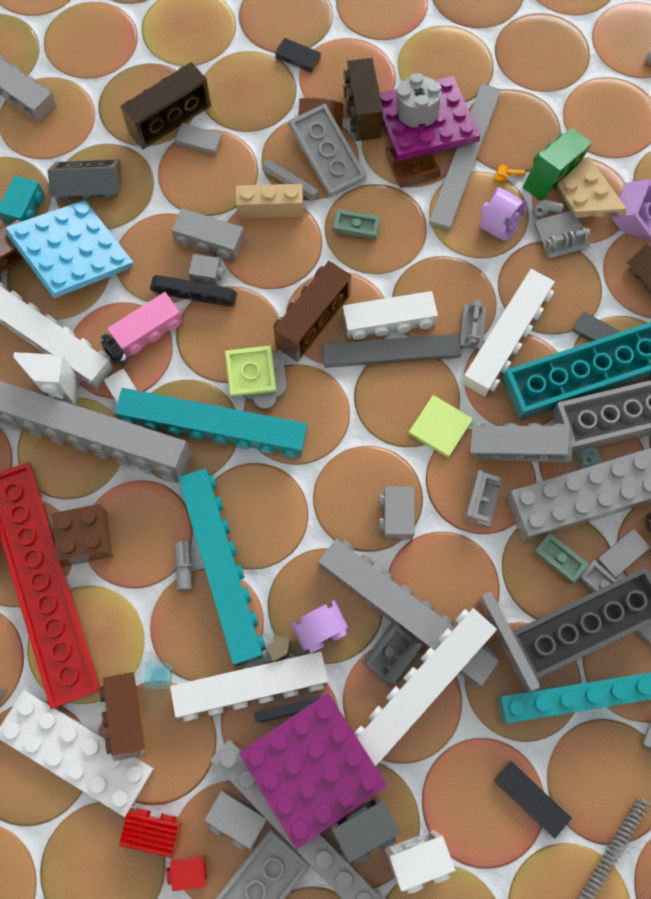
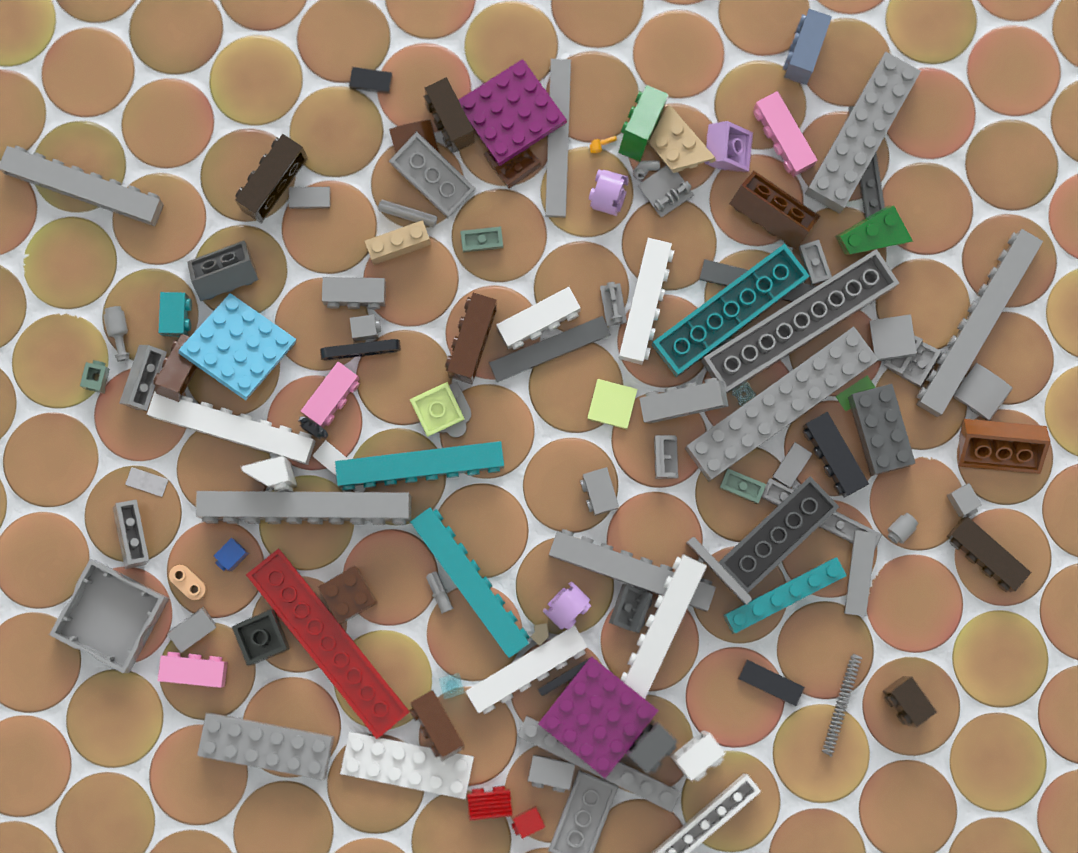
camera: 20 degrees left, 10 degrees up
(418, 100) = (501, 105): light grey brick -> none

